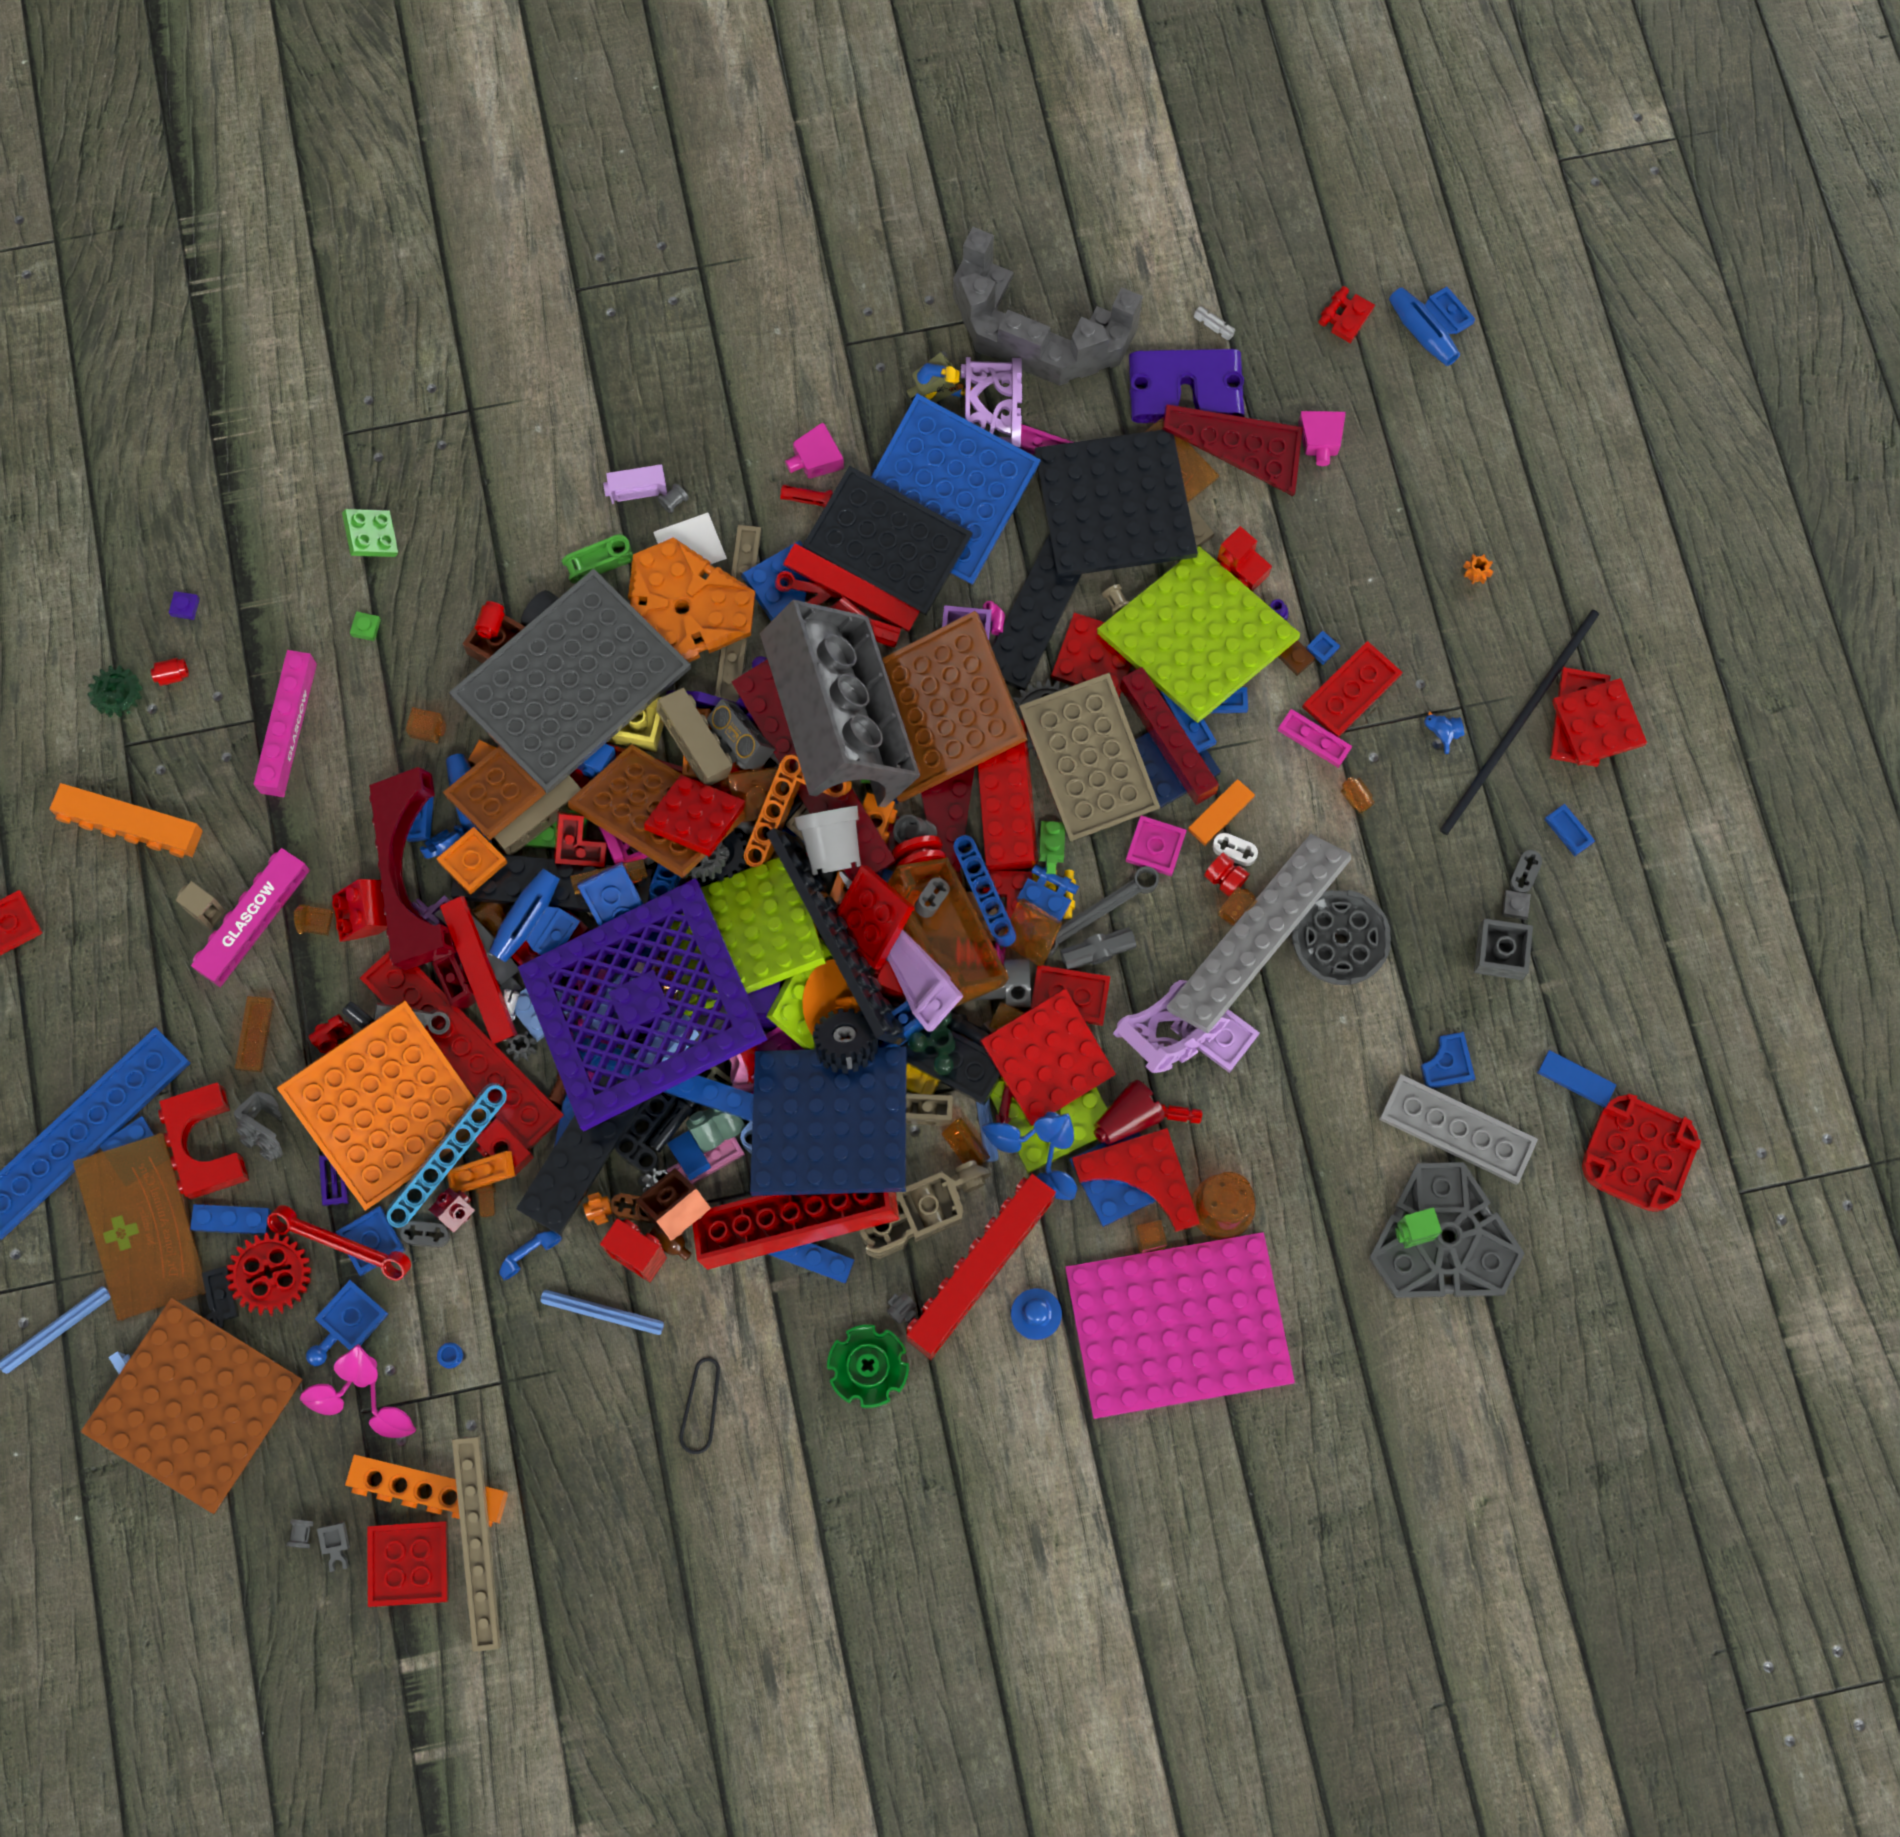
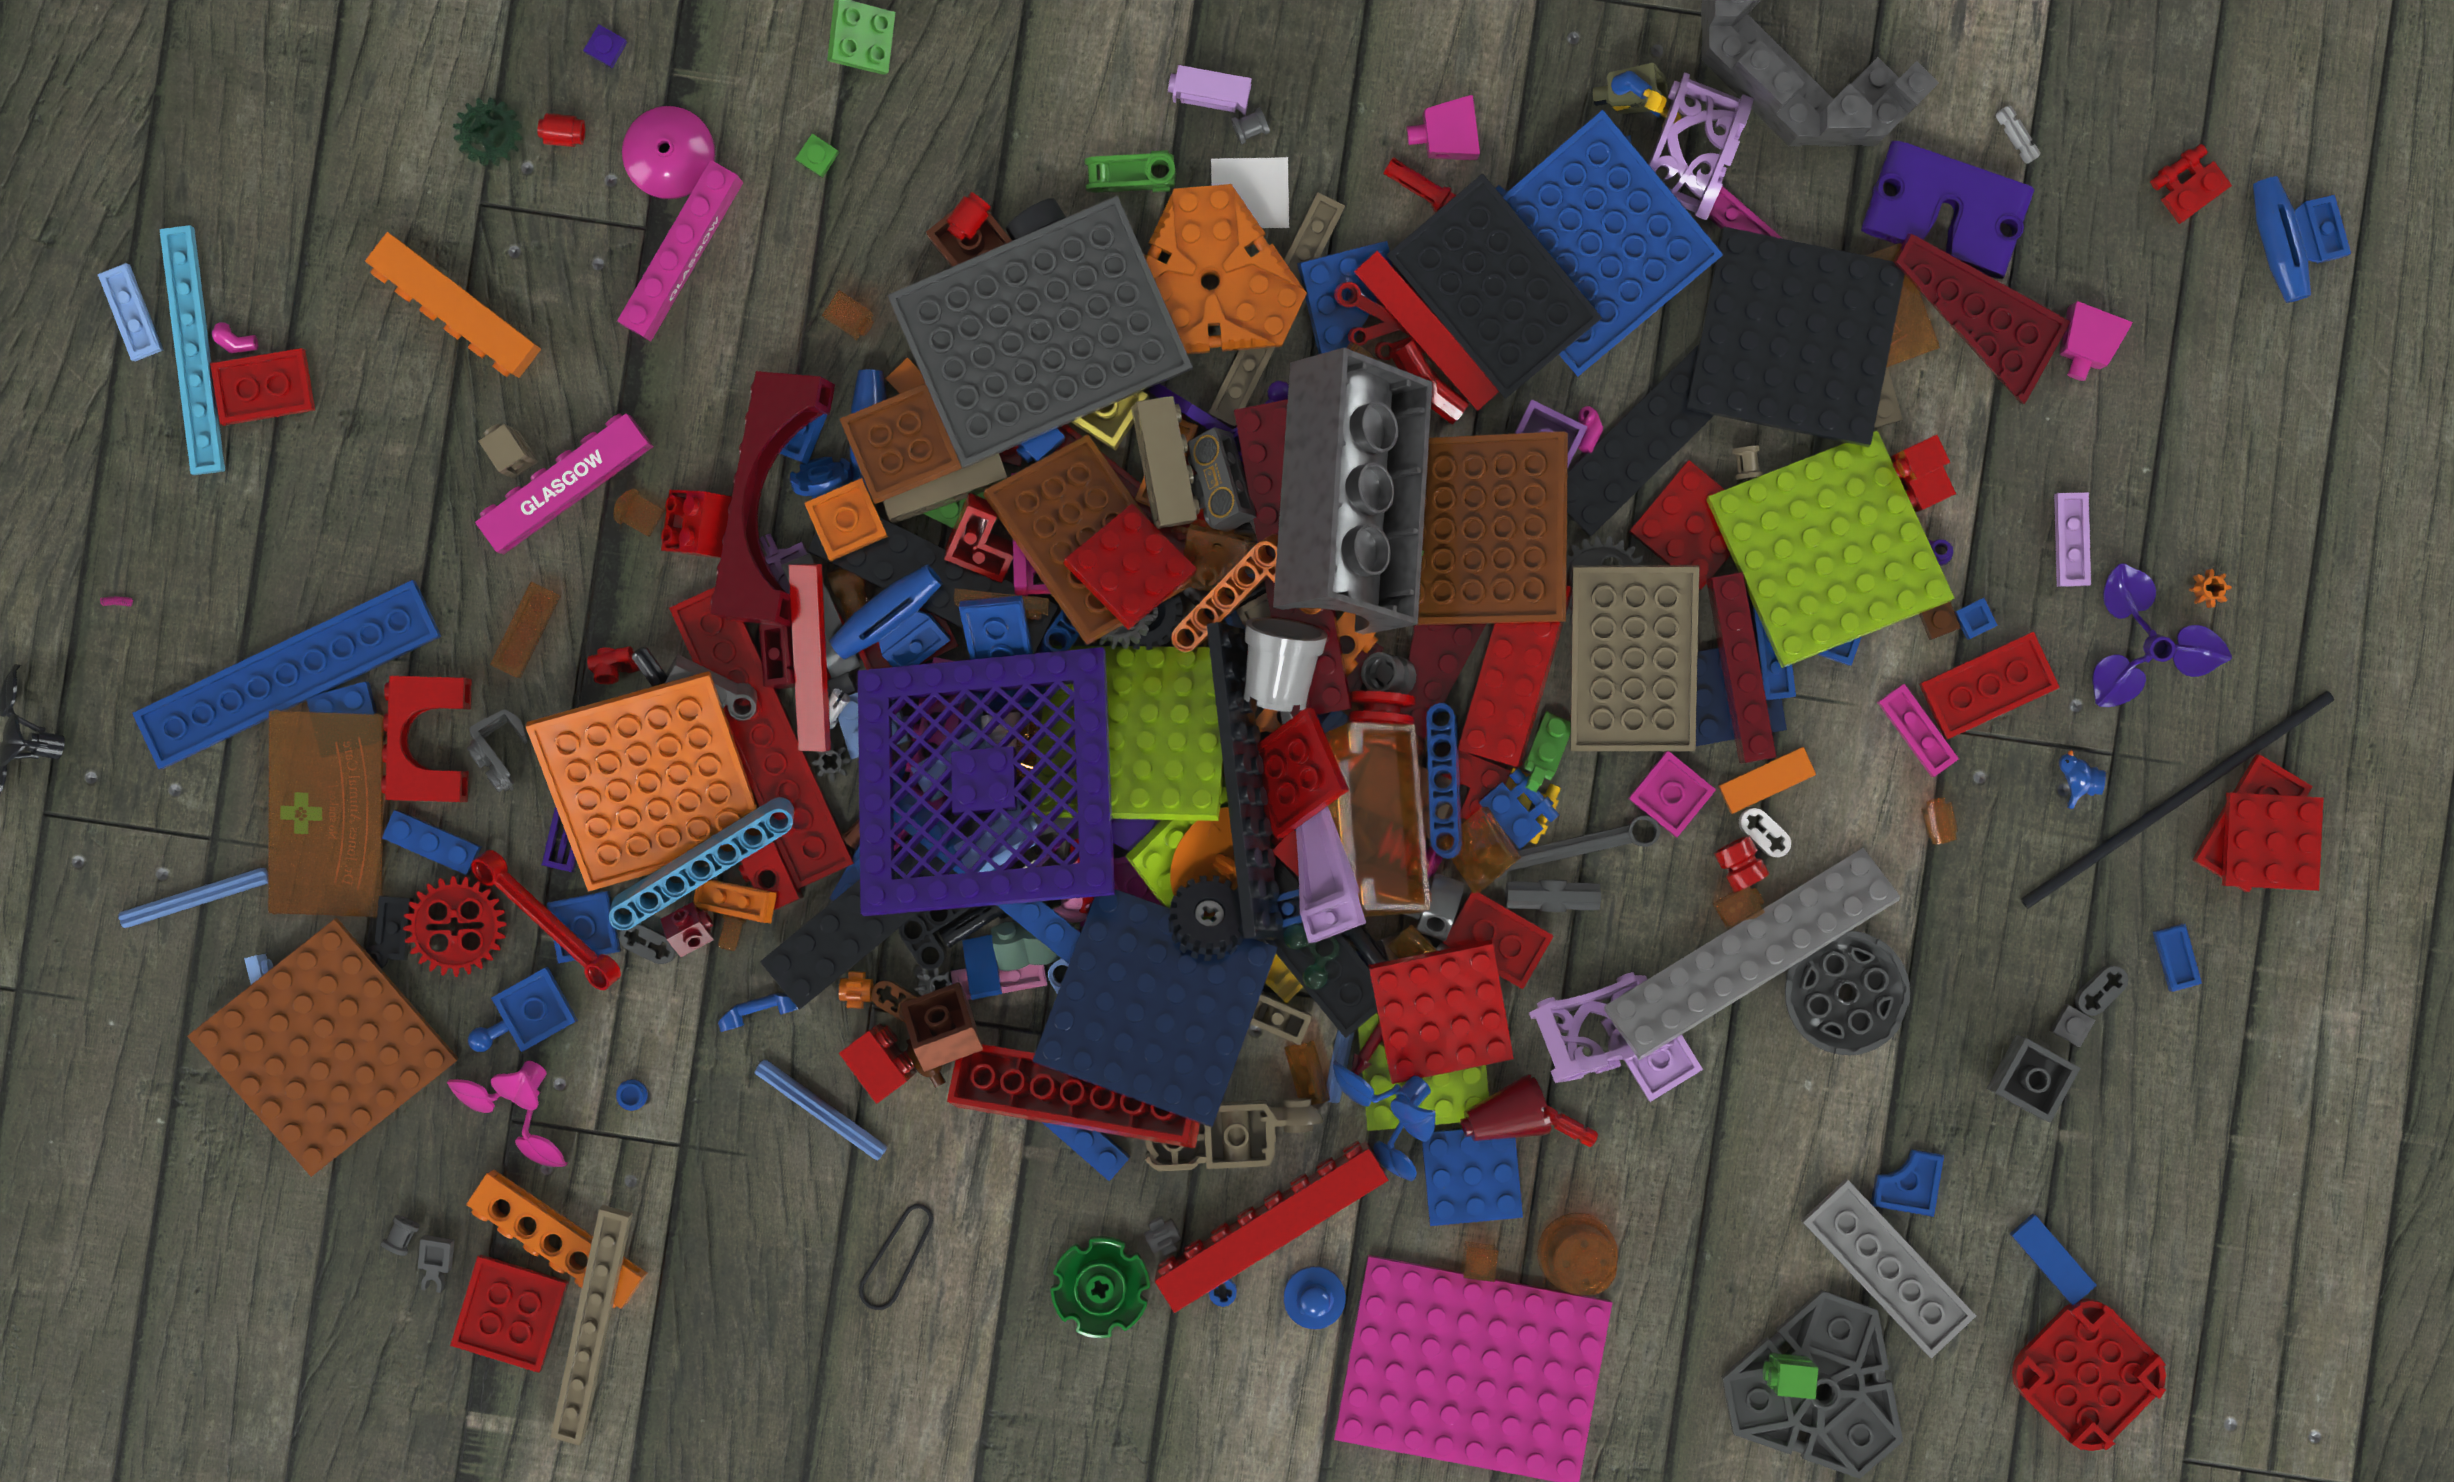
camera: 25 degrees right, 15 degrees up
(262, 671) = (676, 171): none -> dark pink dish
(935, 899) = (1381, 774): dark grey beam -> none
(960, 1343) = (1215, 1298): none -> blue bush
(1147, 1165) = (1509, 1178): red plate -> none
(1368, 571) = (2072, 539): none -> lavender plate
(1439, 653) = (2195, 655): none -> dark purple plant

